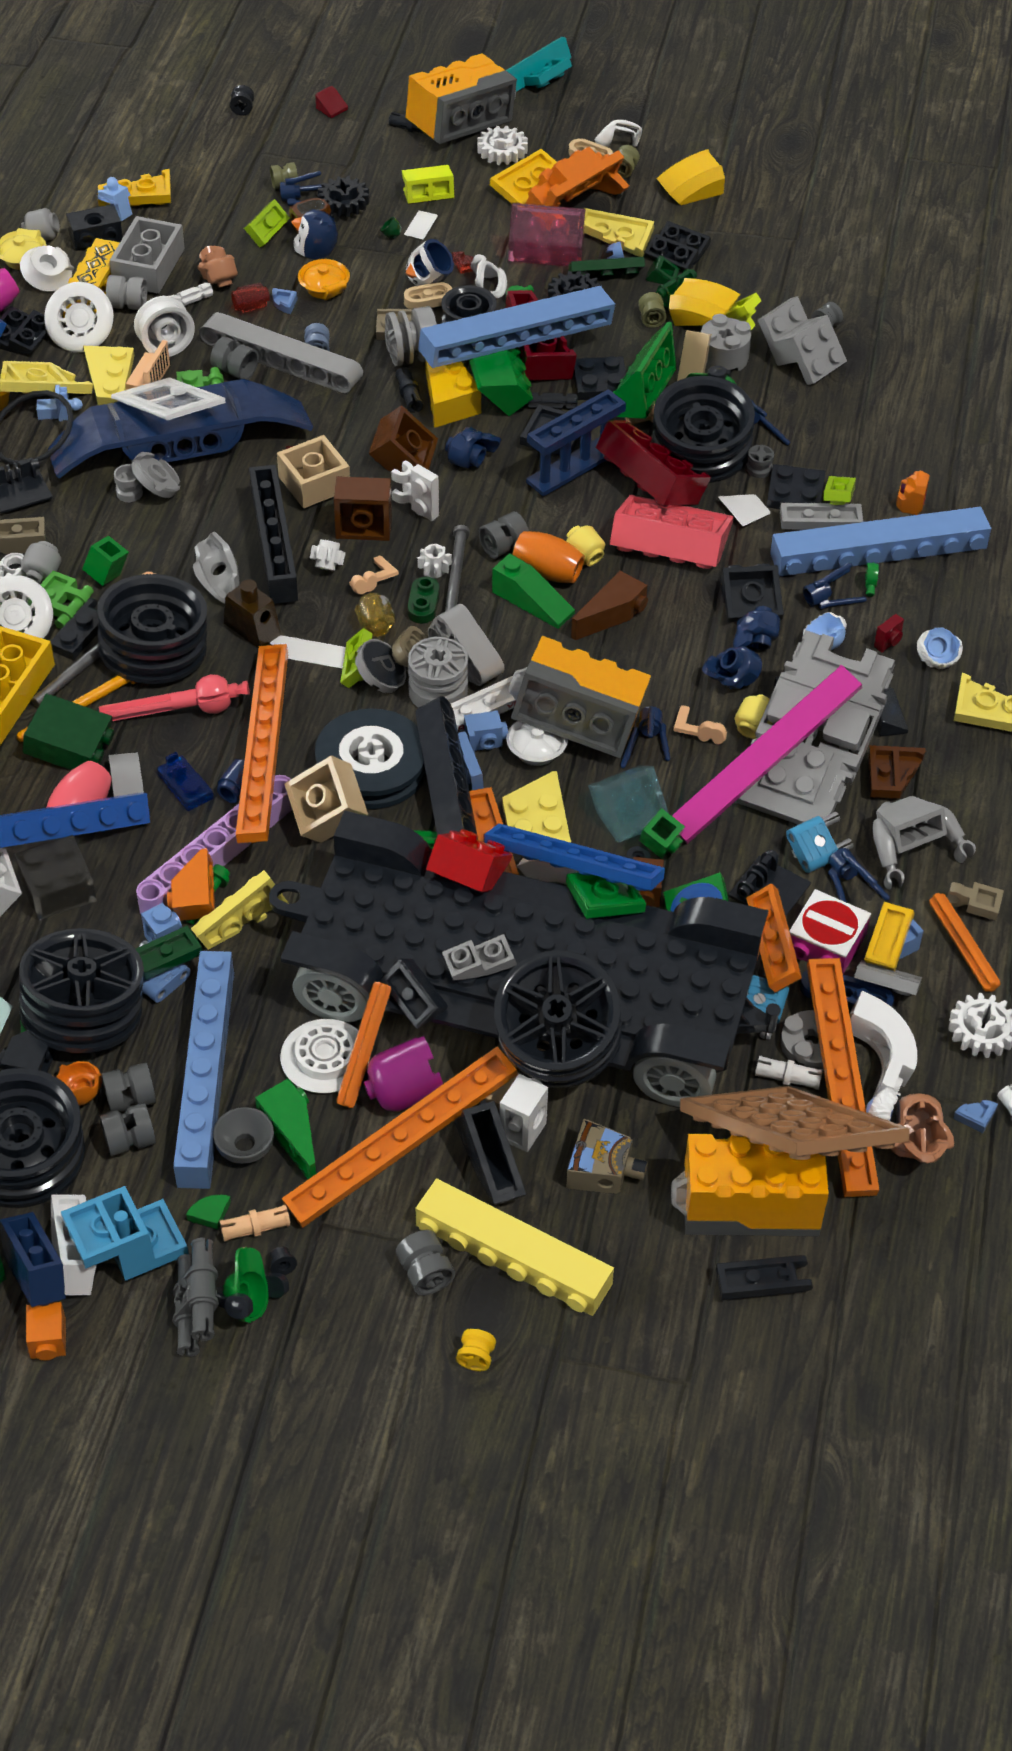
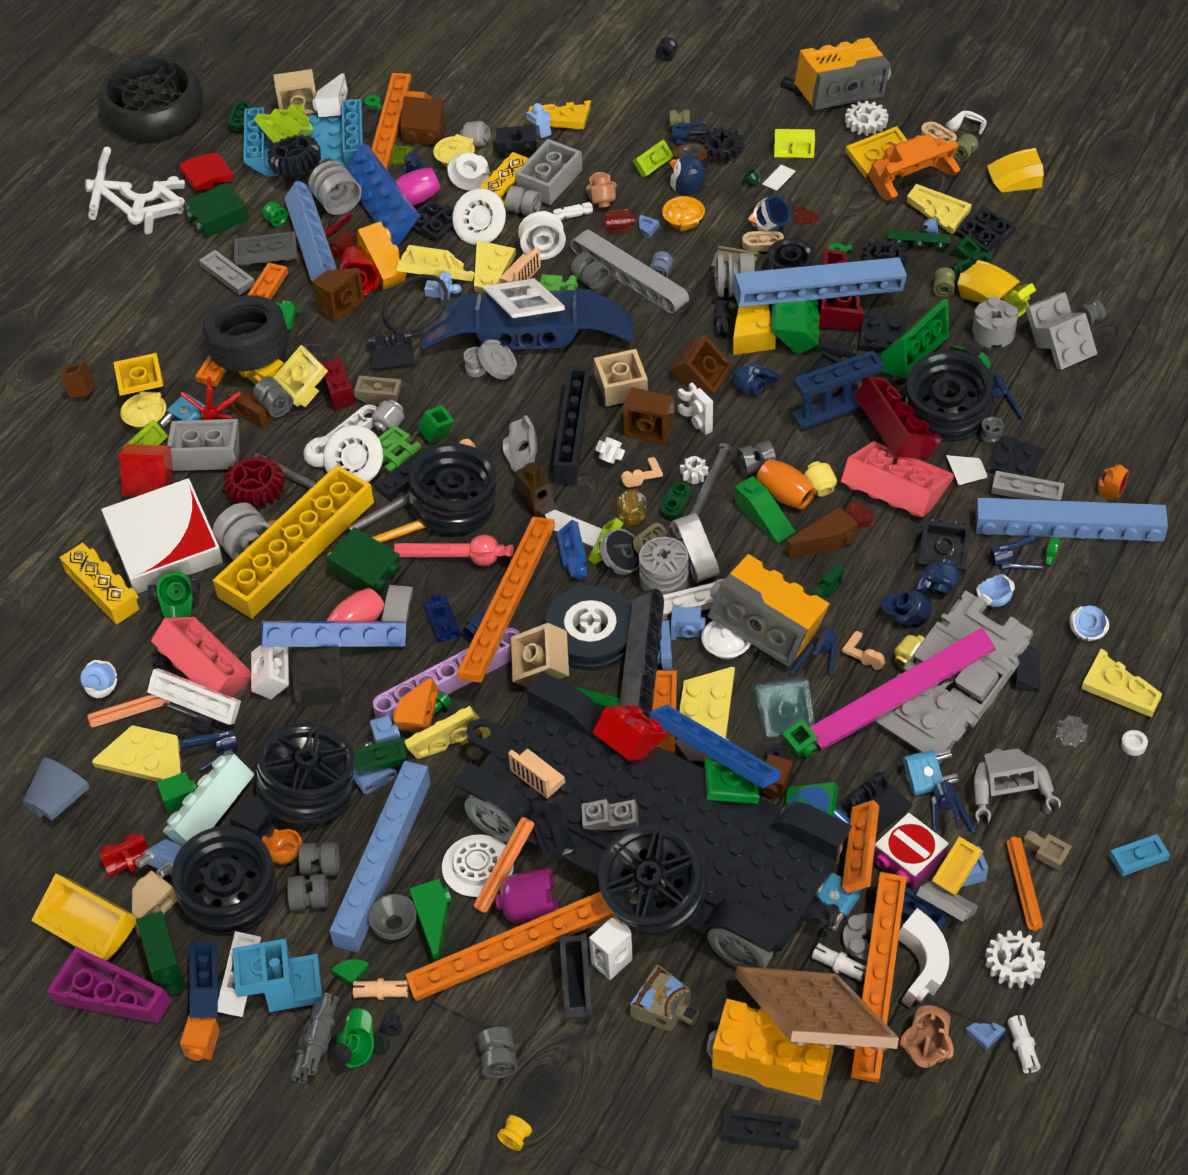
camera: 20 degrees right, 0 degrees up
(319, 674) = (572, 550): none -> blue hinge
(330, 102) = (738, 60): dark red slope -> none
(373, 928) = (536, 772): none -> light nougat panel
(488, 270) = (817, 225): white piece -> none
(514, 1247) = (571, 1057): light yellow brick -> none
(542, 65) = (920, 53): teal bracket -> none
(546, 234) = (875, 203): clear pink slope -> none
(636, 654) = (830, 582): none -> dark green plate
(648, 577) = (862, 516): none -> clear red tile
(694, 353) = (964, 328): tan slope -> none
(839, 490) = (1049, 468): lime plate -> none
(882, 1104) = (902, 1014): white hair -> none
(889, 633) = (1050, 601): dark red plate -> none
(892, 769) = (1014, 721): reddish brown wing -> none
(960, 767) = (1072, 730): none -> clear gear

